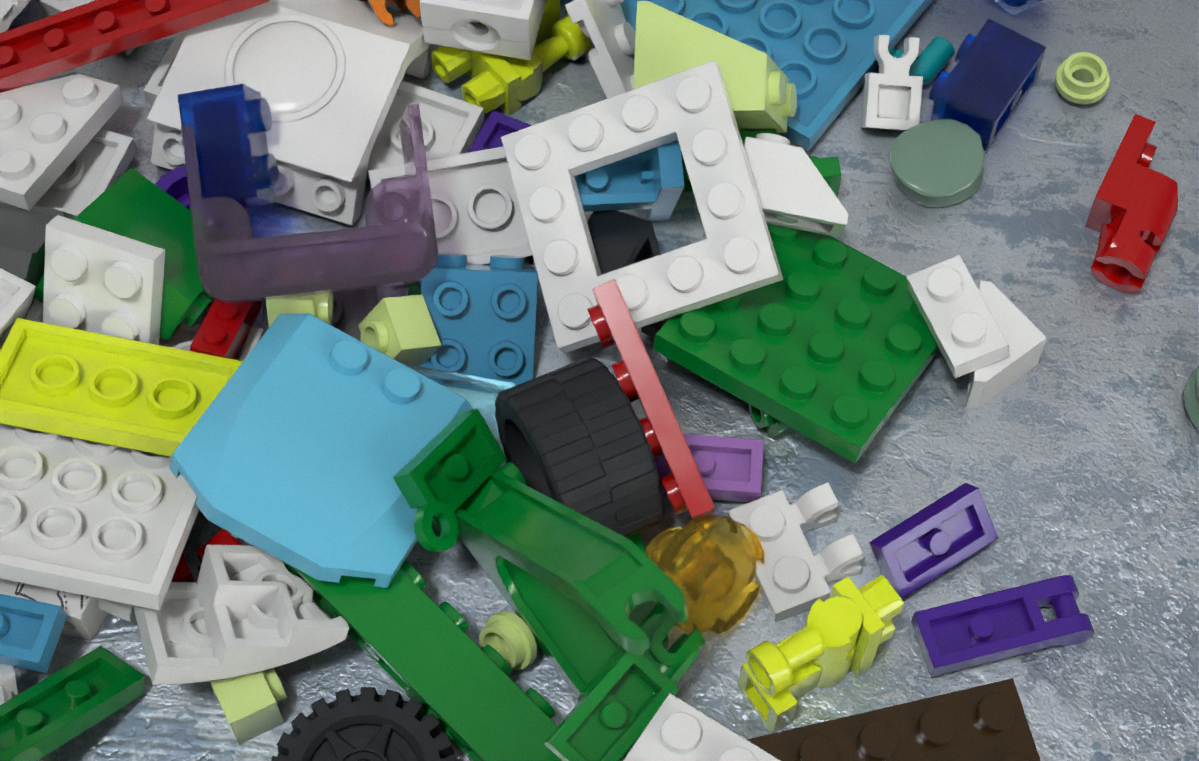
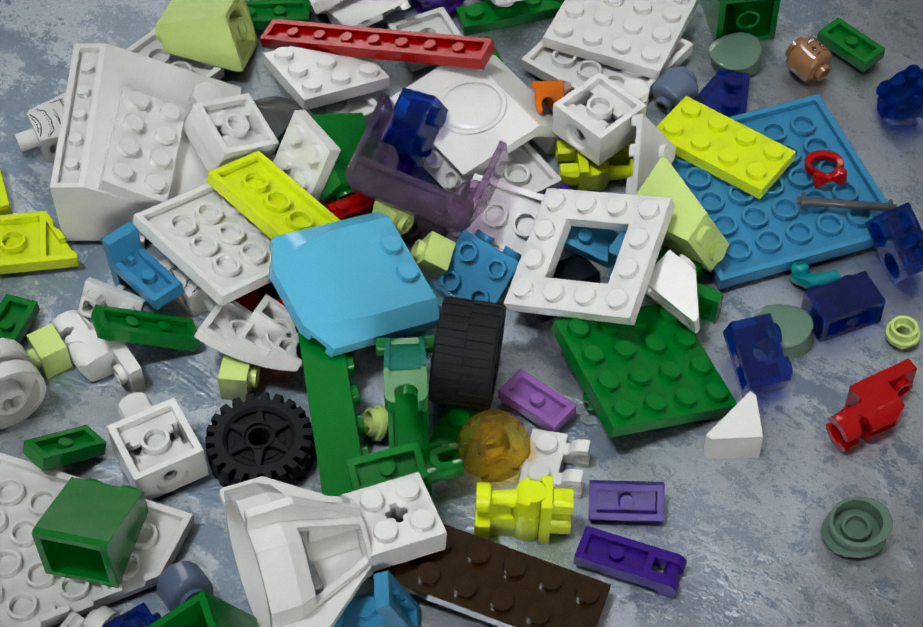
camera: 35 degrees right, 10 degrees down
(447, 475) = (395, 319): green hinge -> none
(640, 382) = (518, 351): plate -> none
(892, 95) = (784, 283): white plate -> none
(917, 219) = (751, 373): none -> clear blue brick
(957, 316) = (721, 399): white plate -> none

